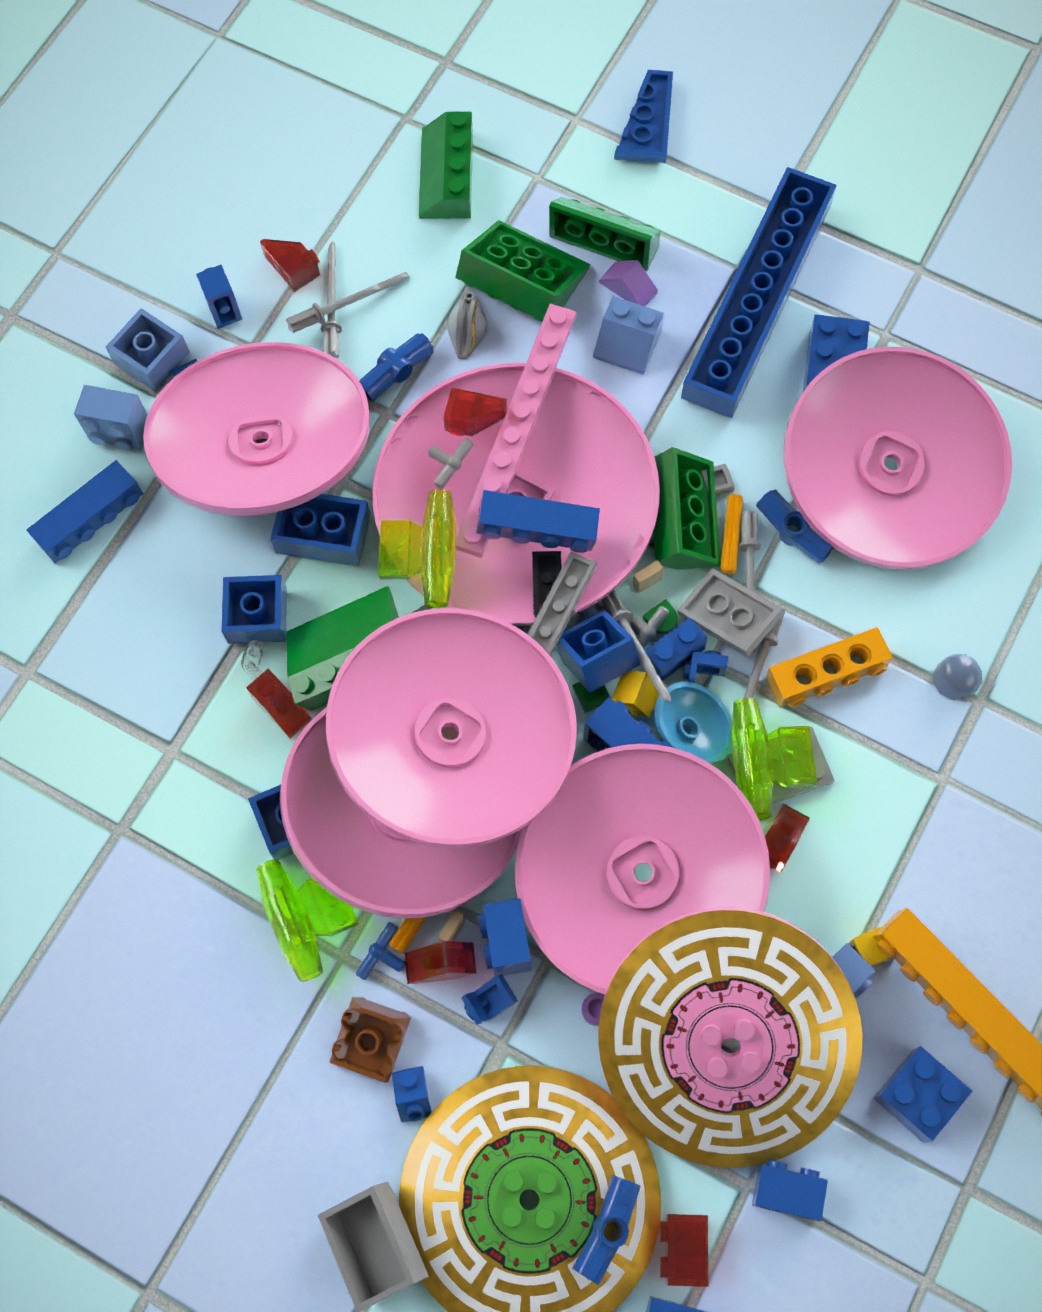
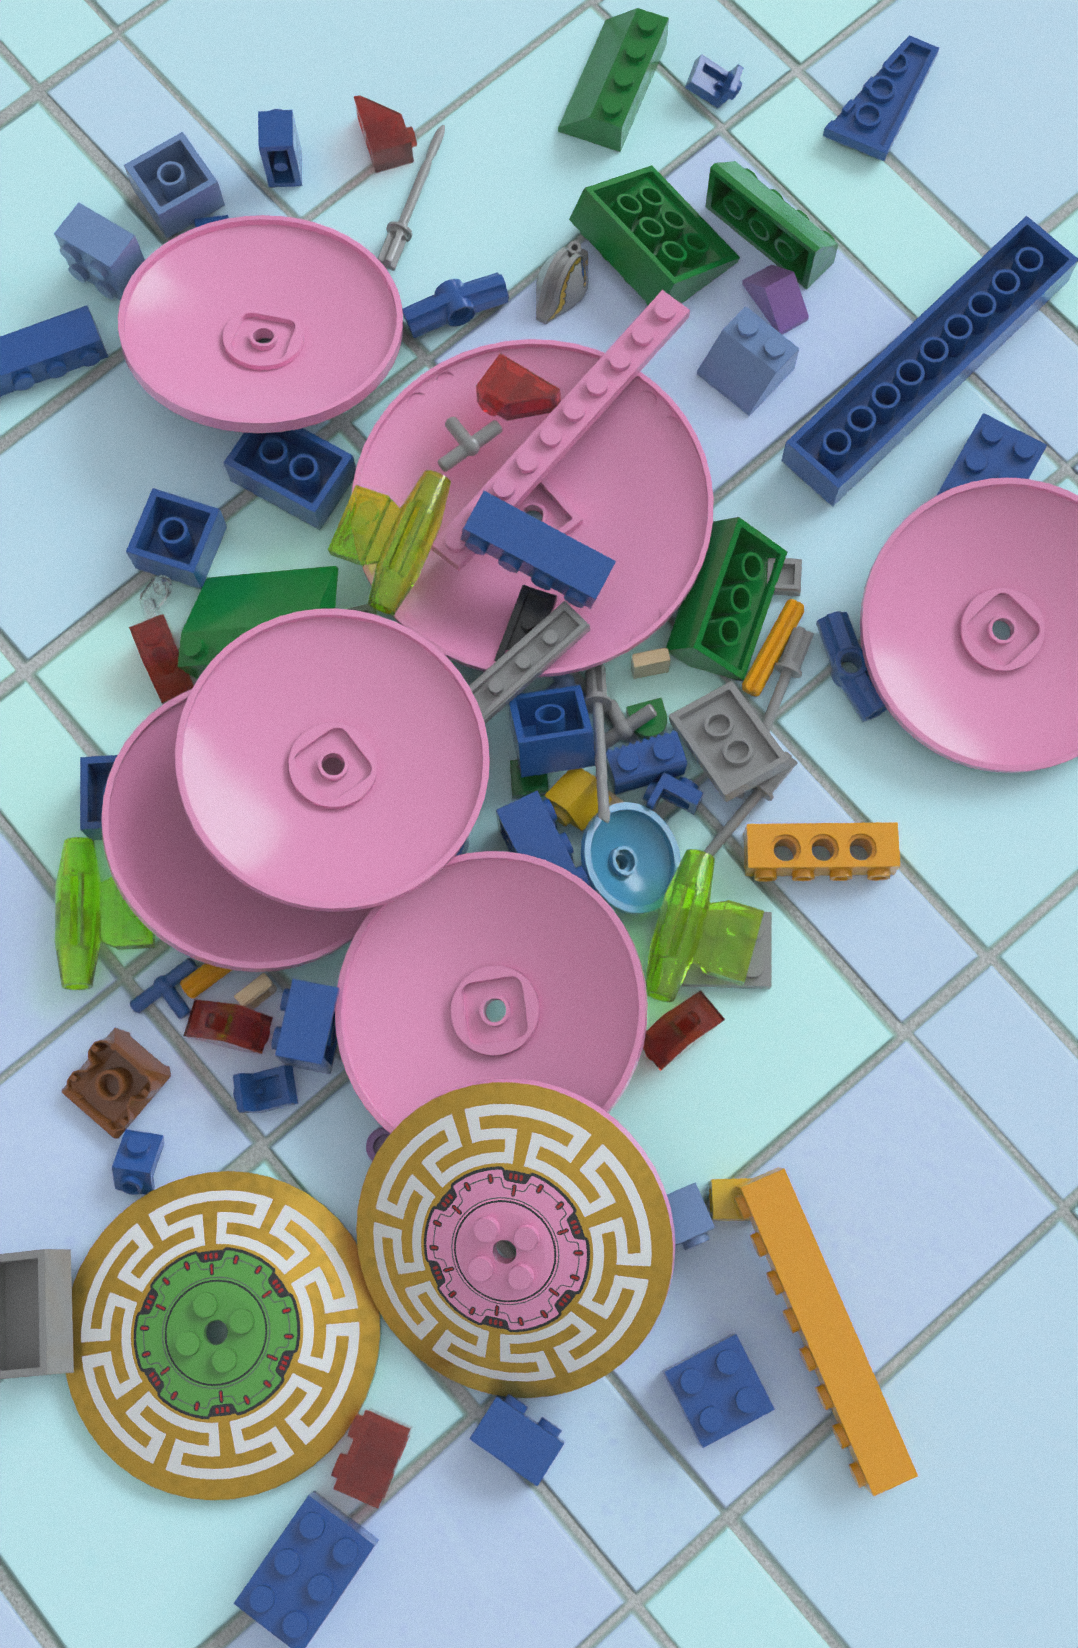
camera: 20 degrees right, 5 degrees up
(316, 314) = (385, 209): light grey piece -> none
(520, 146) = (713, 81): none -> blue bracket
(599, 1251) = (269, 1420): blue piece -> none
(957, 676) = (973, 917): sand blue hair -> none

